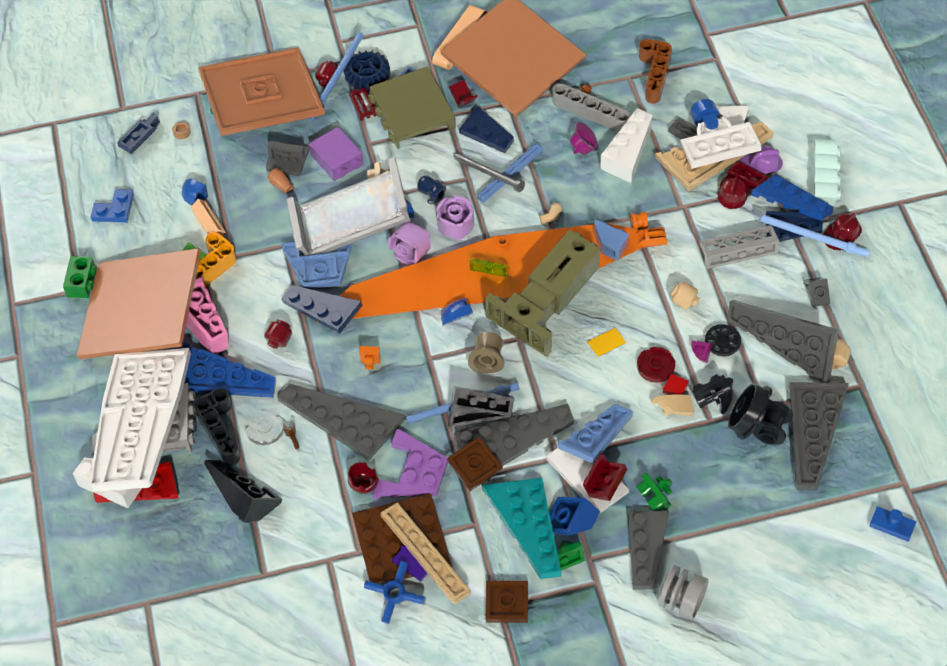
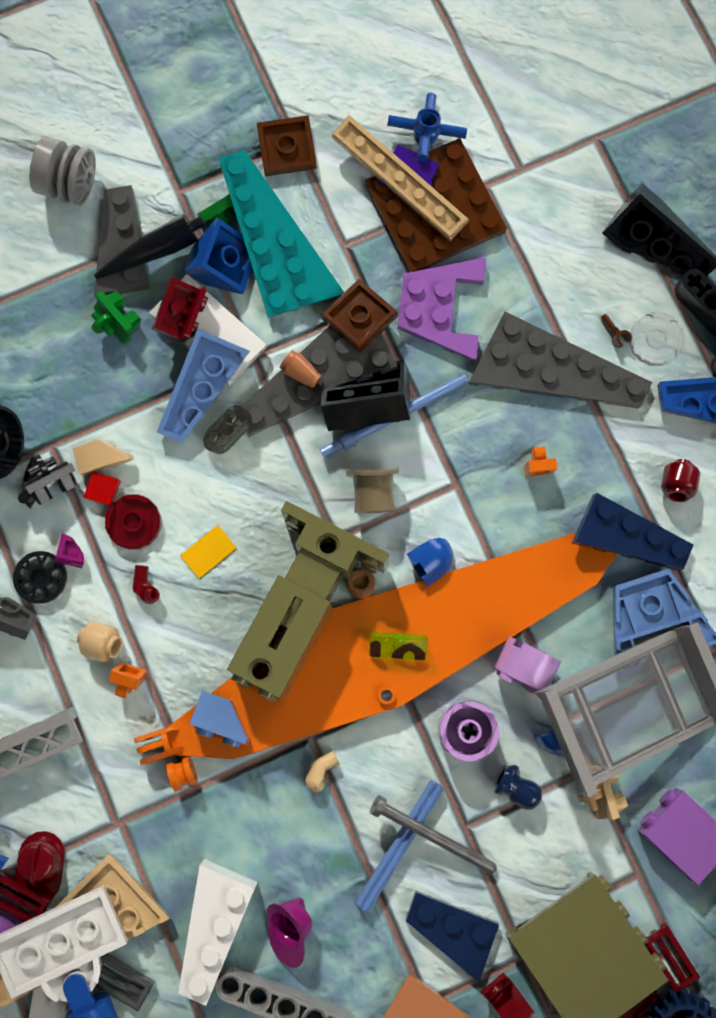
camera: 165 degrees right, 25 degrees up
(362, 478) = (504, 272): dark red hair -> none
(525, 433) = (299, 369): none -> nougat cone
(583, 405) = (227, 431): none -> clear smoke plate
(614, 531) = (157, 244): none -> black piece
(653, 324) = (142, 587): none -> dark red arm
(668, 274) = (127, 678): none -> orange tile

